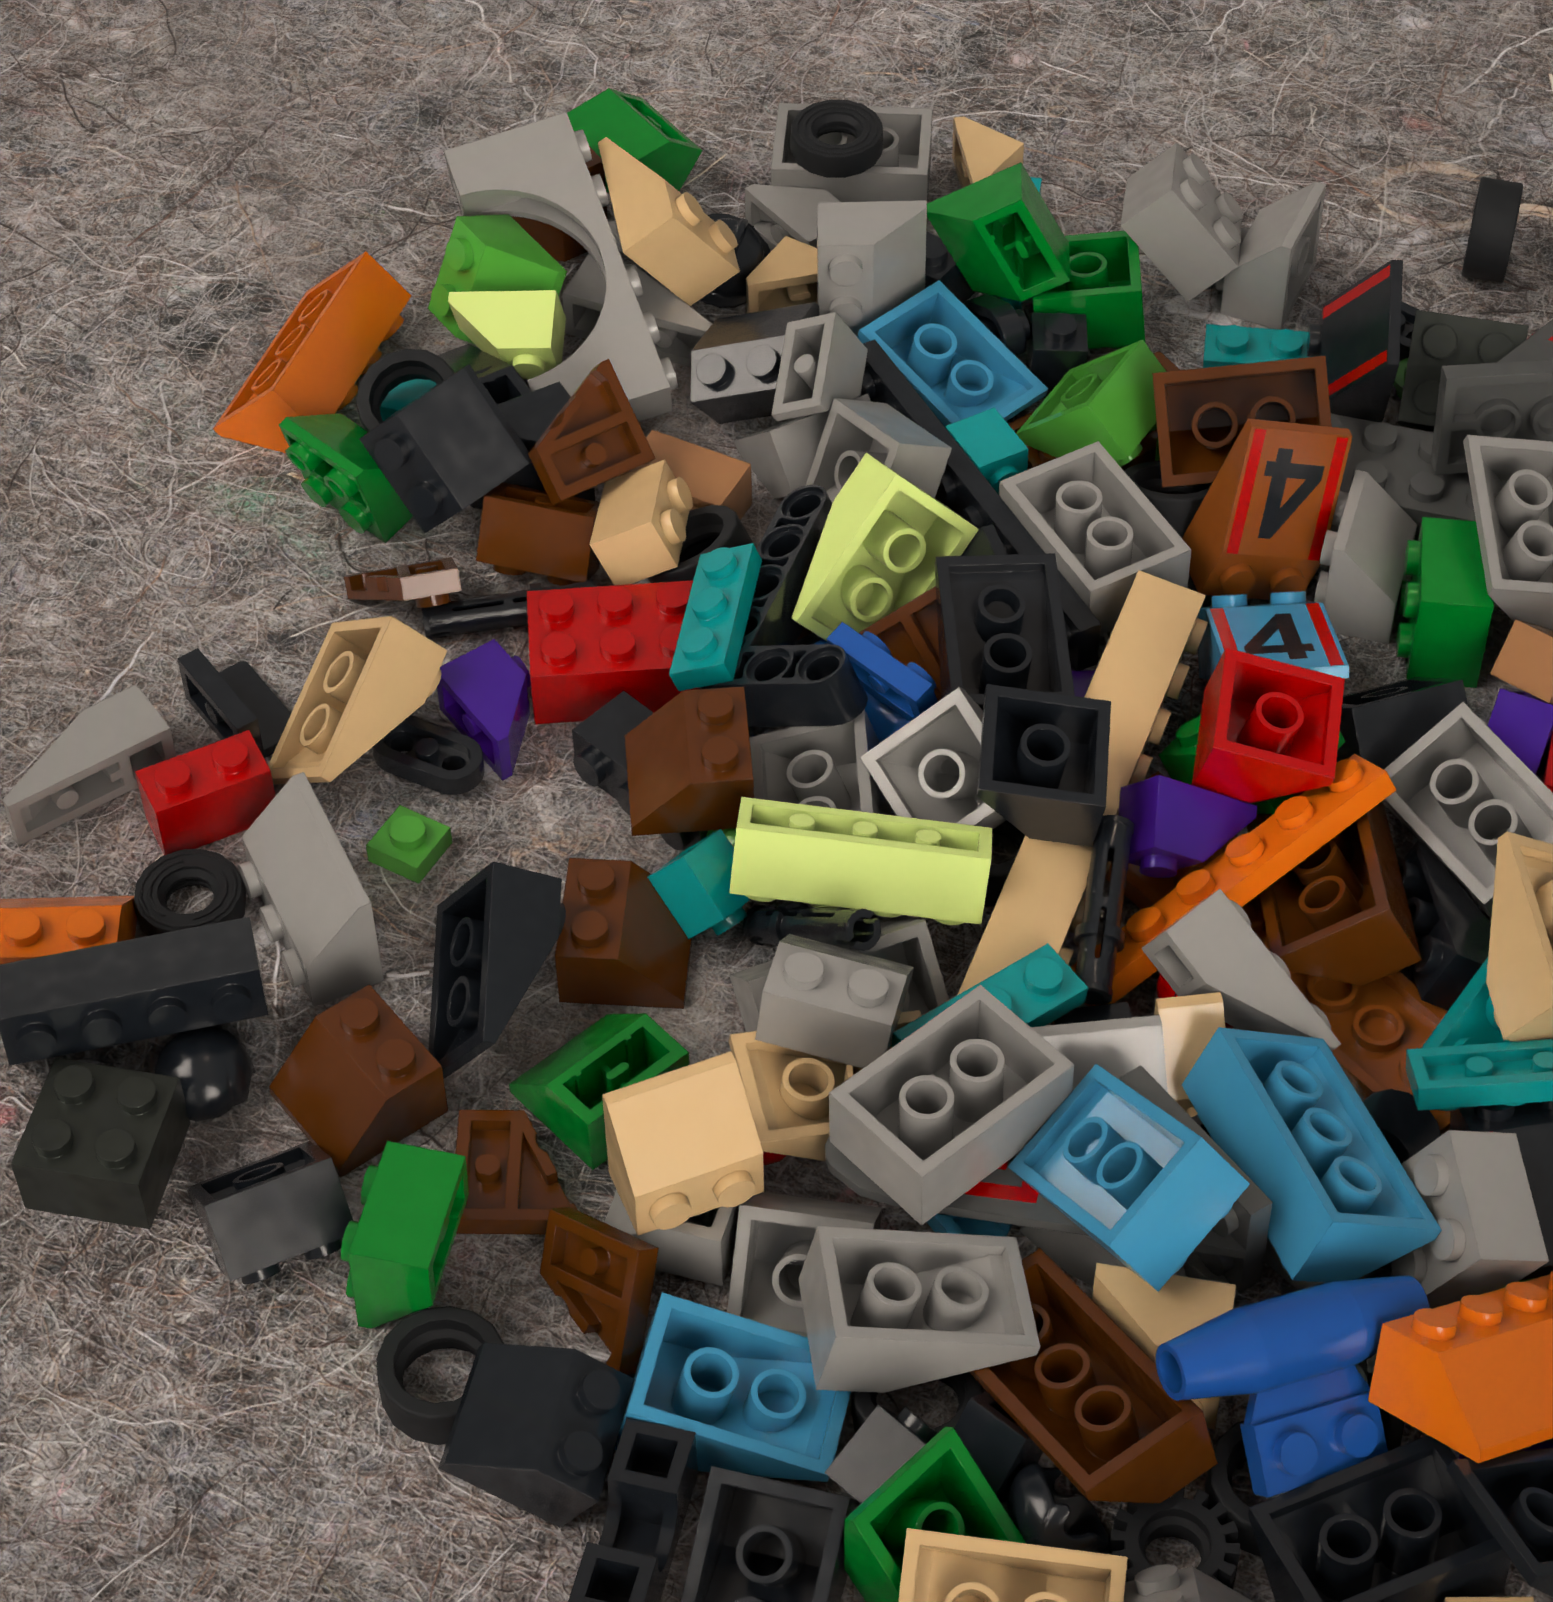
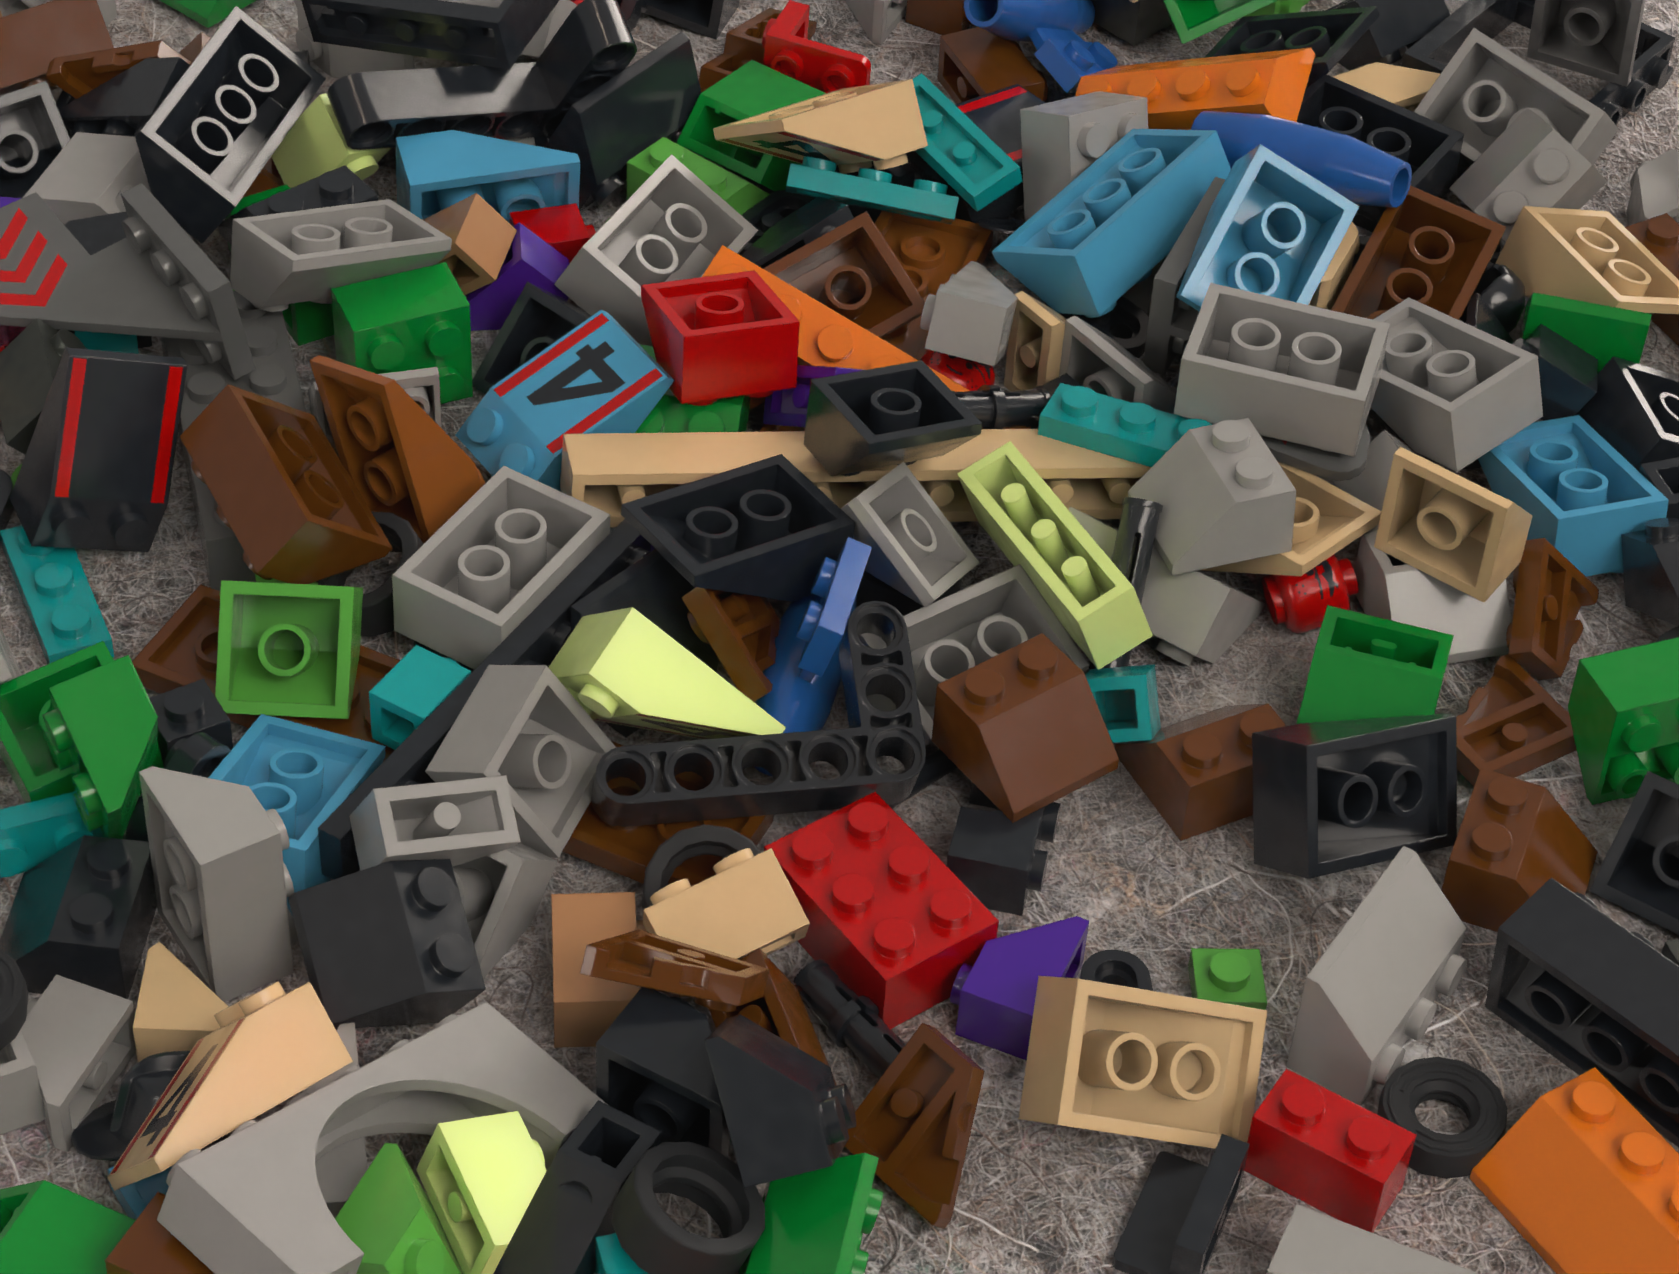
camera: 125 degrees left, 5 degrees down
(716, 617) = (835, 775): teal plate -> none

